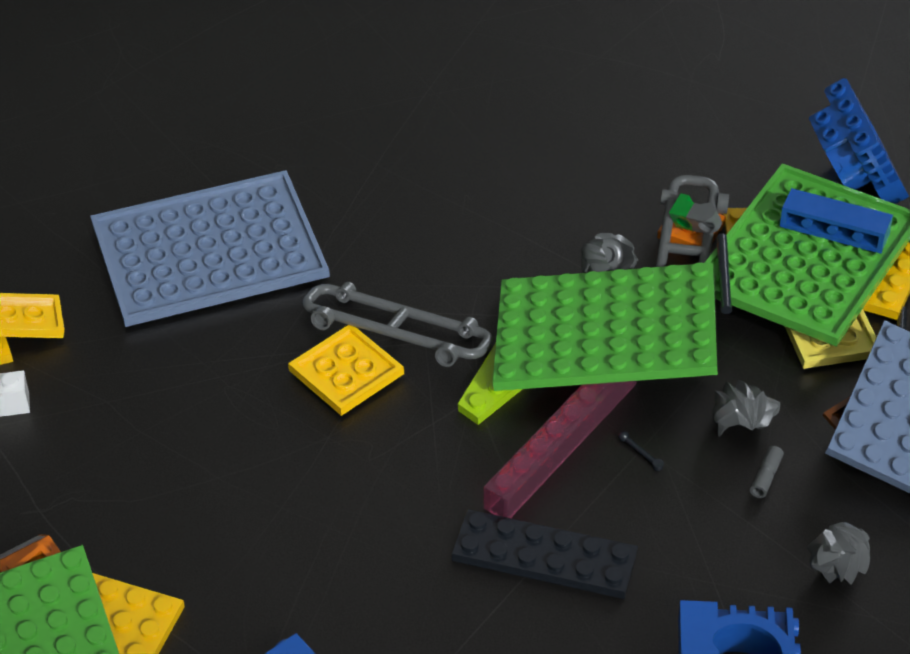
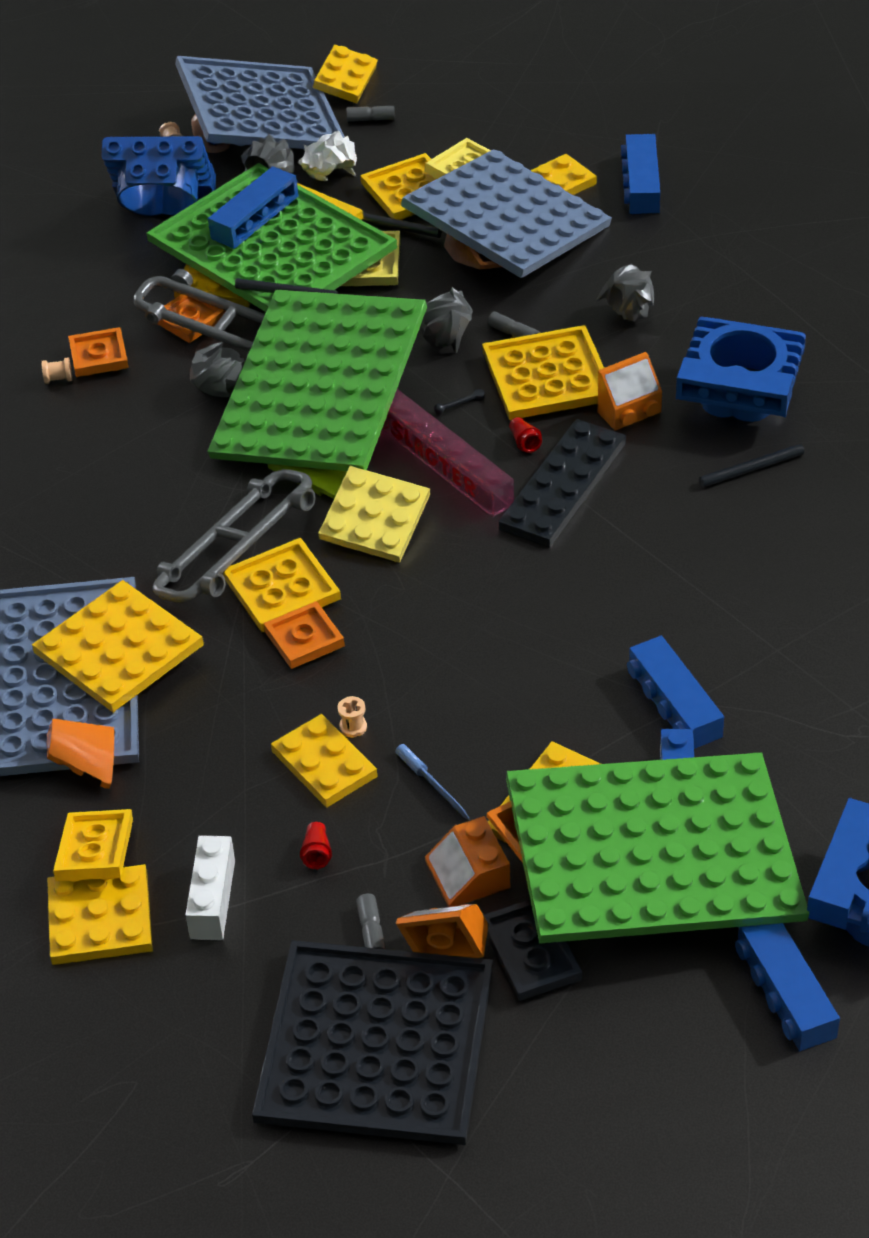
camera: 75 degrees left, 0 degrees up
(39, 456) = (316, 847): none -> red cone
(116, 283) = (82, 748): none -> orange slope
(125, 524) = (421, 770): none -> medium blue piece
(142, 444) = (324, 760): none -> yellow plate
(189, 453) = (349, 715): none -> light nougat bush
(240, 277) = (117, 645): none -> yellow plate
(285, 397) = (304, 634): none -> orange plate
(448, 412) = (374, 514): none -> light yellow plate
(580, 157) = (56, 370): none -> light nougat bush
(598, 508) = (526, 436): none -> red cone
(618, 179) = (98, 352): none -> orange plate
(677, 574) = (628, 392): none -> slope
(695, 216) = (196, 296): leg -> none
(704, 511) = (545, 371): none -> yellow plate

